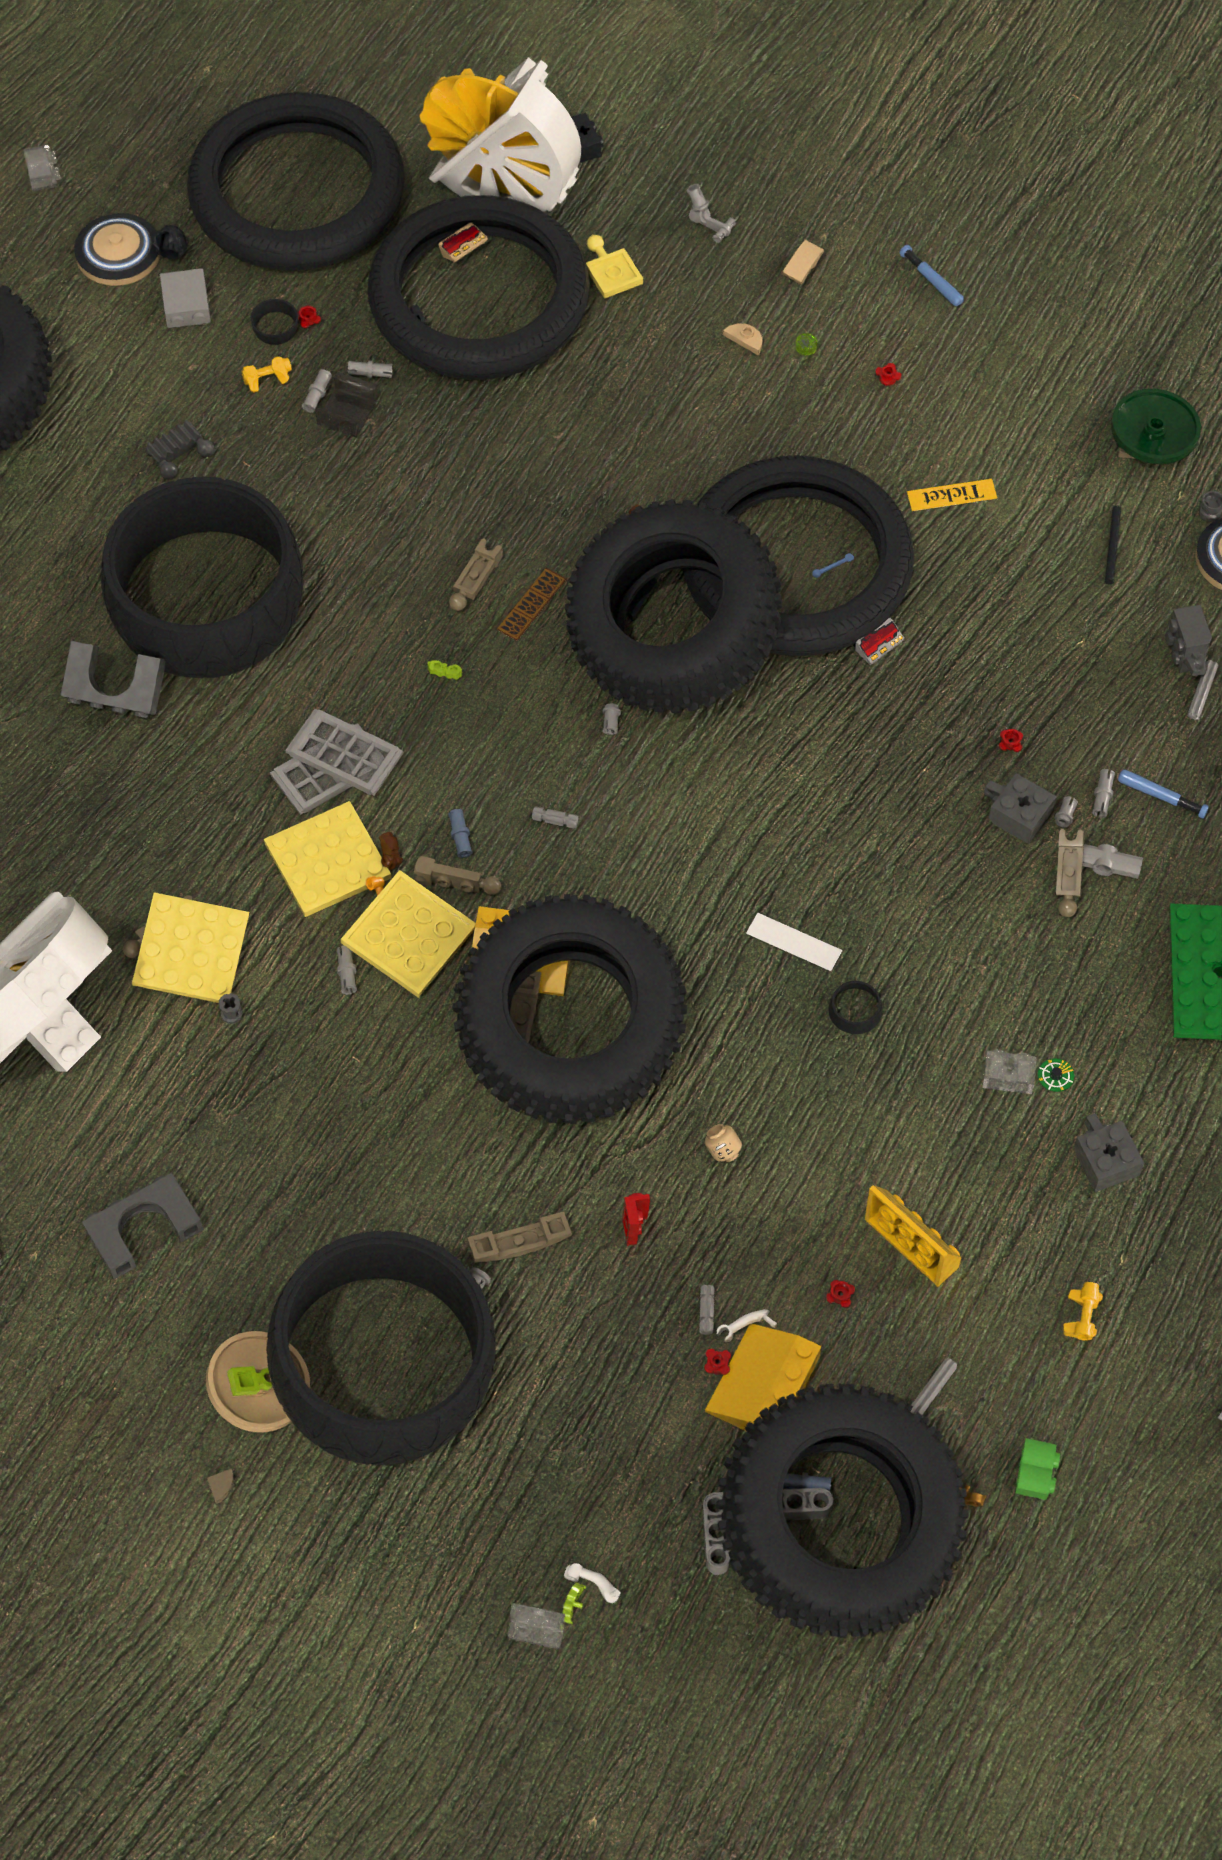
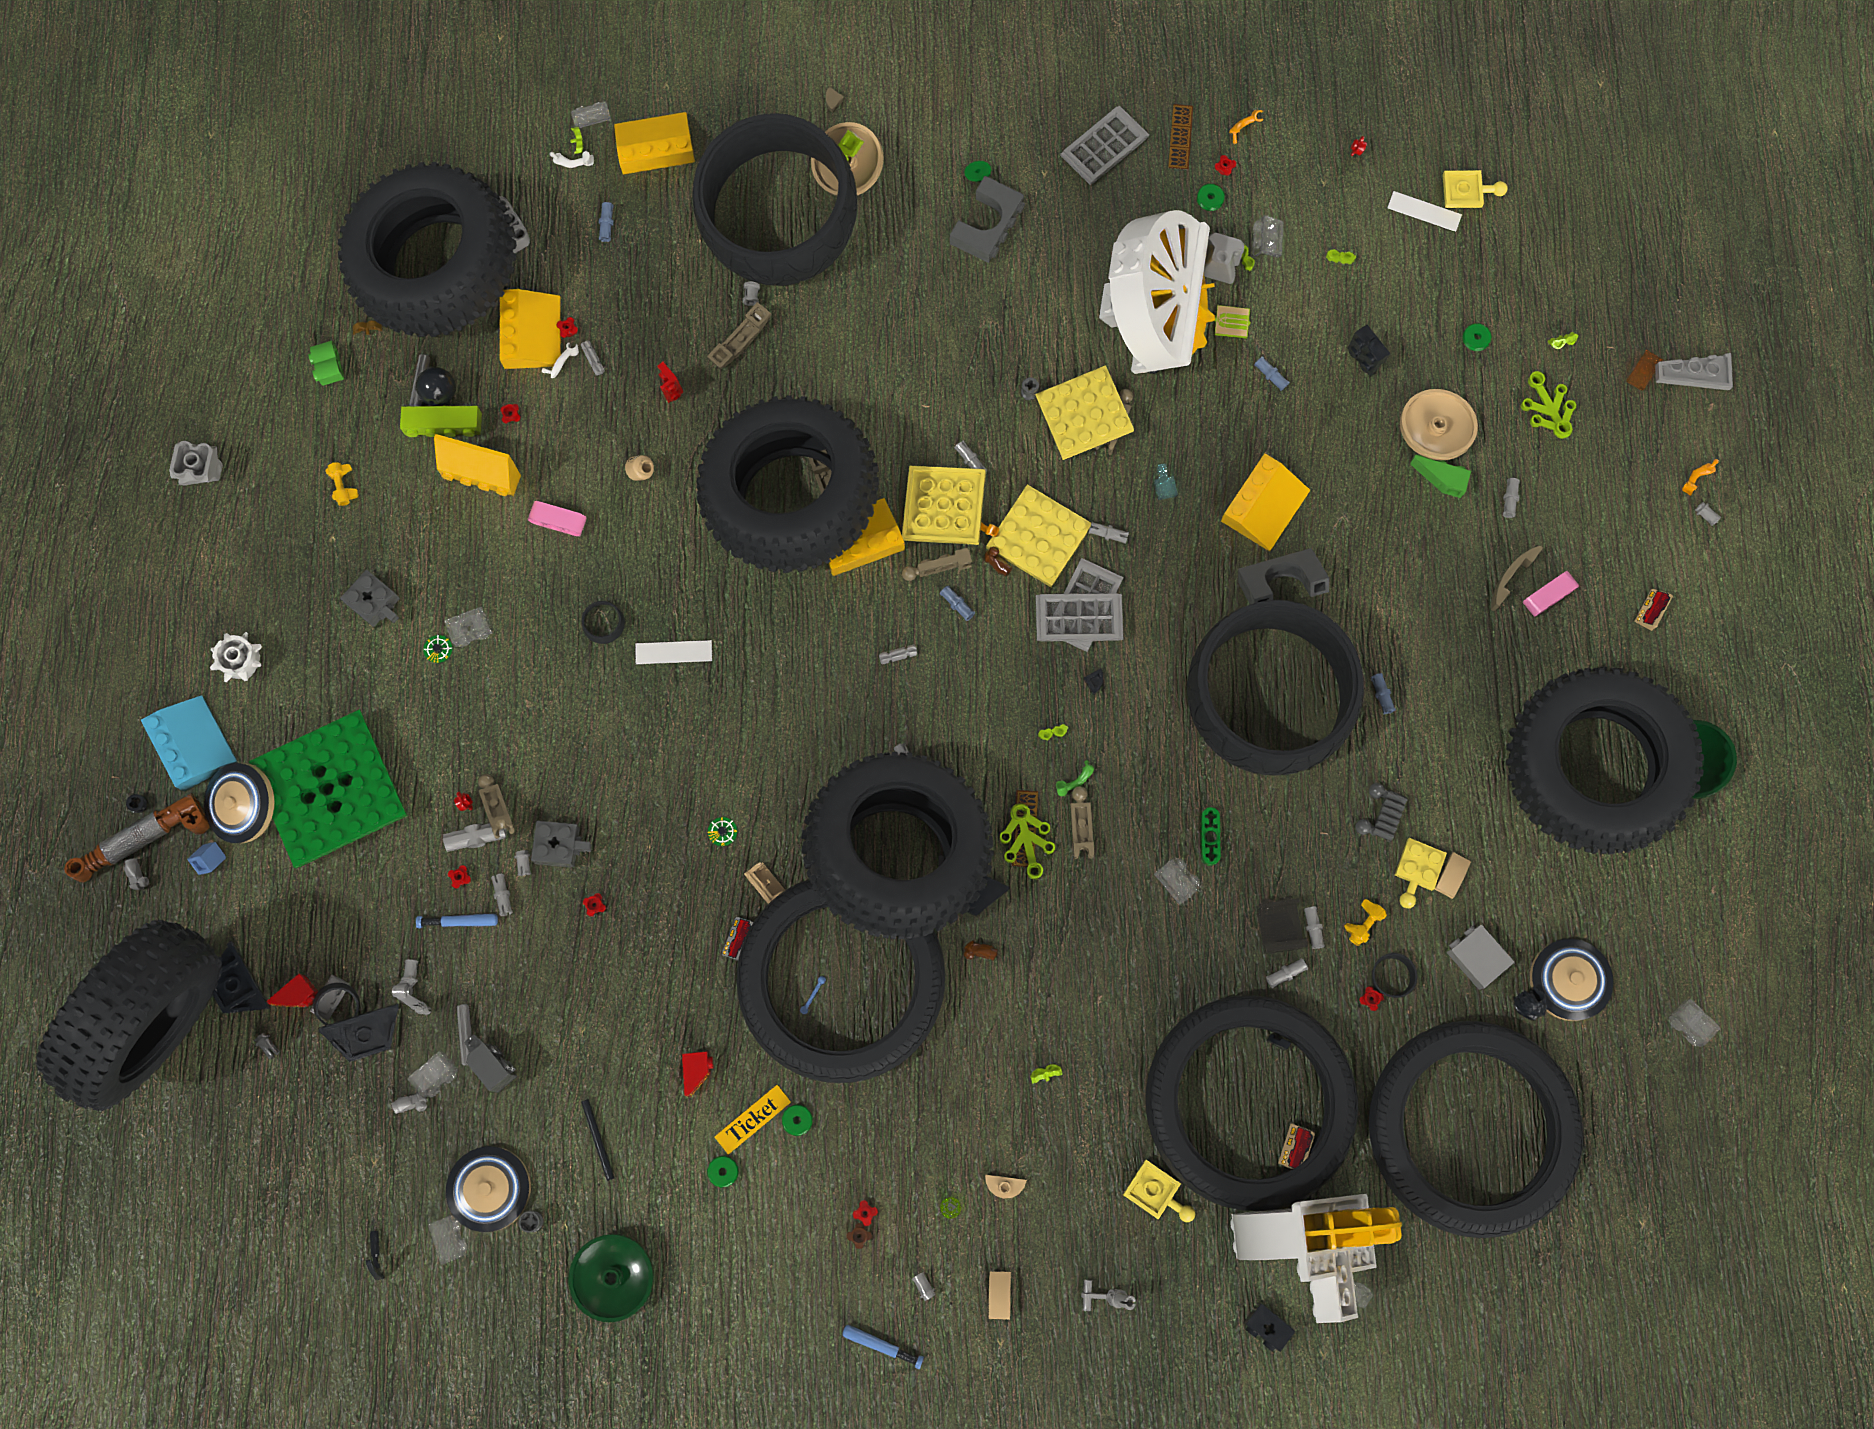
camera: 150 degrees right, 15 degrees up
(71, 770) = (1266, 503): none -> yellow slope
(95, 542) = (1383, 693): none -> sand blue pin
(111, 1292) = (977, 170): none -> green piece
(158, 840) = (1165, 485): none -> clear light blue plate
(159, 367) = (1452, 875): none -> tan slope
(181, 392) = (1419, 866): none -> light yellow plate
(252, 821) = (1108, 532): none -> light grey pin
(356, 517) = (1205, 822): none -> green beam
(369, 695) = (1094, 681): none -> black tile
(414, 485) = (1178, 880): none -> clear bracket
(450, 614) = (1063, 788): none -> bright green piece
(477, 1547) = (654, 143): none -> yellow slope
(537, 590) = (1025, 837): none -> lime plant
(597, 1471) = (606, 221): none -> sand blue pin
(656, 400) = (1051, 1070): none -> lime piece
(824, 673) = (764, 882): none -> tan hinge
(840, 747) = (722, 831): none -> green piece
(848, 1140) = (557, 518): none -> bright pink beam
(867, 295) = (923, 1286): none -> light grey pin
(906, 356) = (859, 1242): none -> reddish brown plate
(909, 465) = (797, 1129): none -> green piece
(915, 1357) = (435, 386): none -> black piece
(928, 1322) = (441, 420): none -> lime brick
(985, 550) = (695, 1070): none -> red slope
(1004, 474) = (722, 1162): none -> green piece
(1101, 898) = (463, 801): none -> red plate
(1136, 836) = (465, 878): none -> red plate

